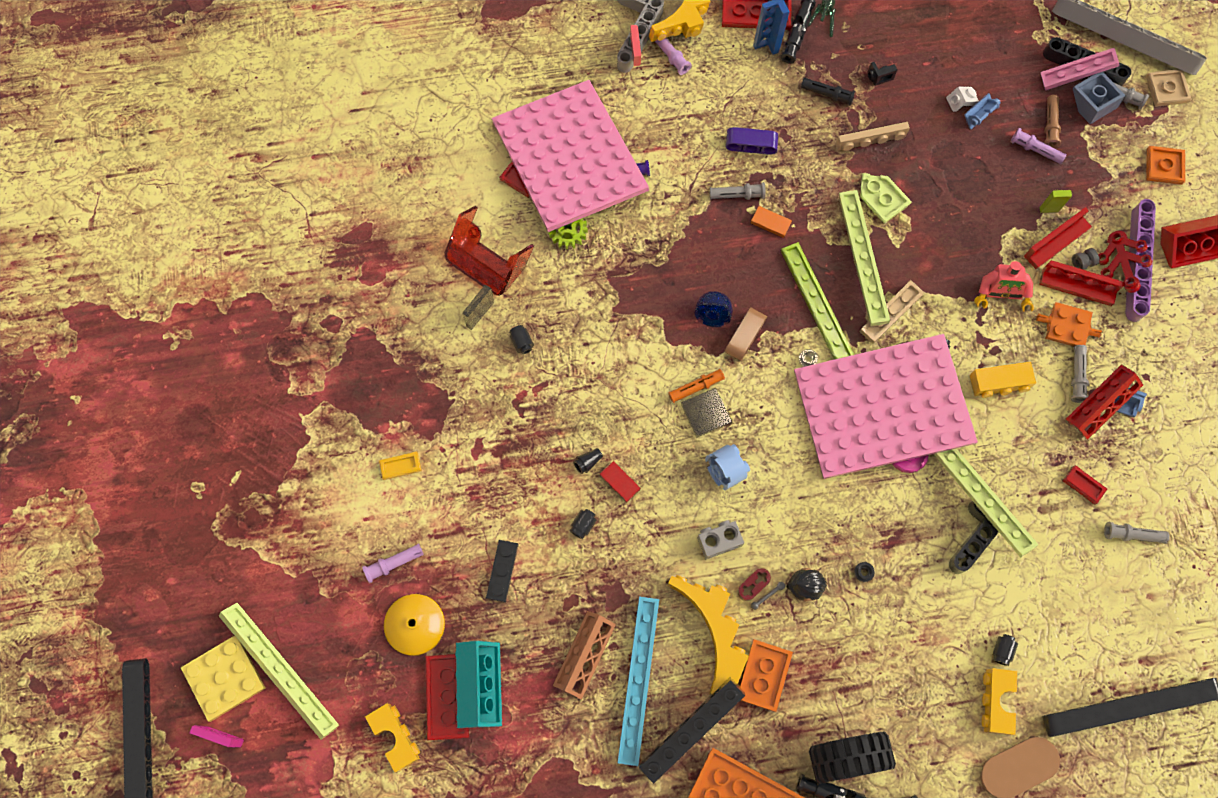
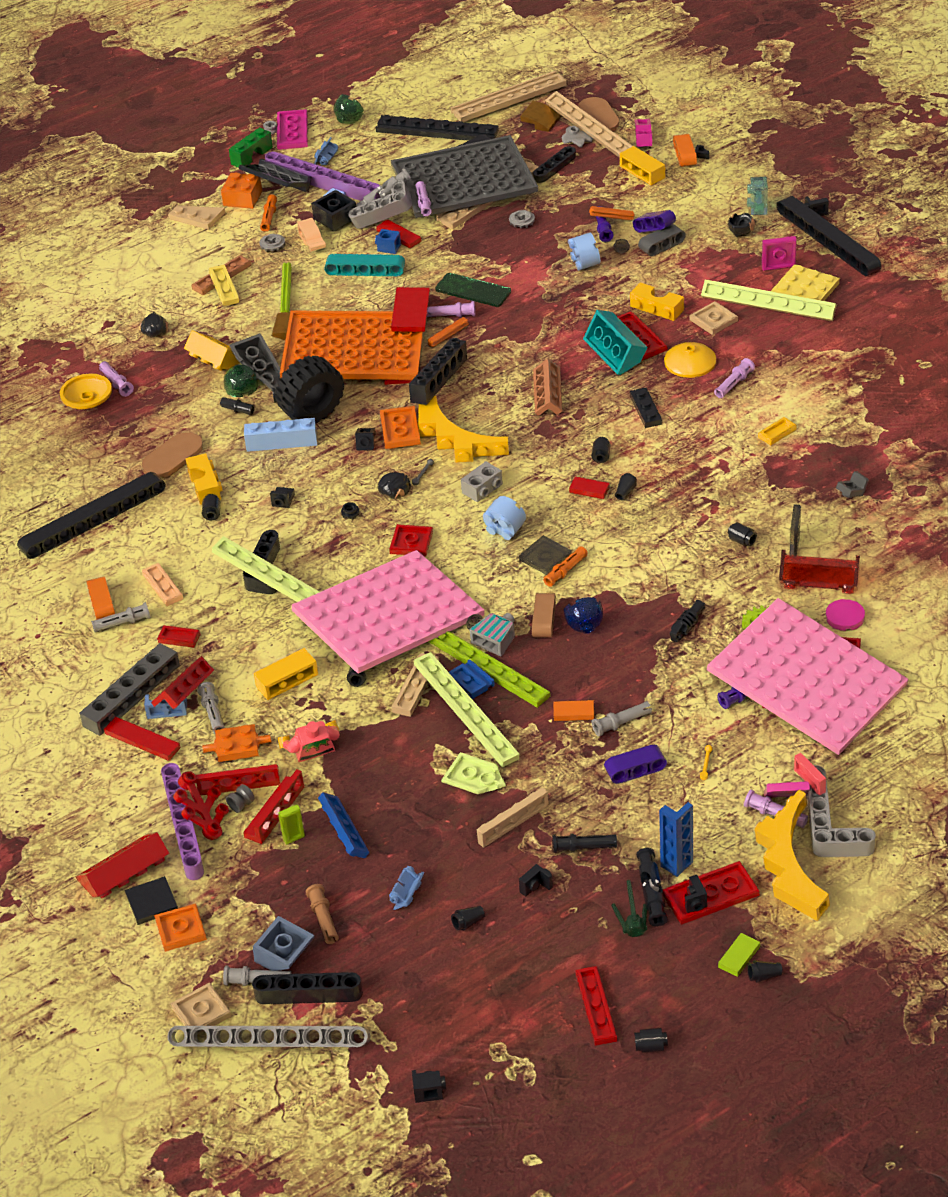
camera: 160 degrees right, 30 degrees down
(348, 680) = (713, 318): none -> tan tile
(387, 347) = (854, 487): none -> dark grey bracket
(493, 210) = (845, 614): none -> dark pink tile
(627, 266) = (686, 621): none -> black hinge
(638, 681) = (497, 392): medium azure plate -> none
(657, 51) = (787, 789): none -> dark pink tile
(702, 112) = (704, 775): none -> yellow hinge
(751, 581) = (435, 475): dark red beam -> none
(799, 334) = (493, 633): none -> light grey torso
(806, 678) = (365, 438): none -> black bracket
(820, 500) = (411, 538): none -> red tile
(842, 294) = (472, 679): none -> blue plate
(897, 728) = (280, 434): none -> light blue brick
(925, 630) = (282, 497): none -> black bracket
(945, 68) = (467, 917): none -> black cone
(962, 97) = (432, 896): white bracket -> none
(1009, 193) = (343, 825): none -> blue plate
(1030, 142) = (340, 881): lavender pin -> none
(1080, 69) = (313, 960): bright pink plate -> none
(1082, 565) = (162, 584): none -> light nougat tile
(1151, 373) = (142, 738): none -> red tile
(1151, 570) = (100, 597): none -> orange beam
(1183, 199) = (150, 899): none -> black tile
(1190, 408) = (130, 688): none -> dark grey brick

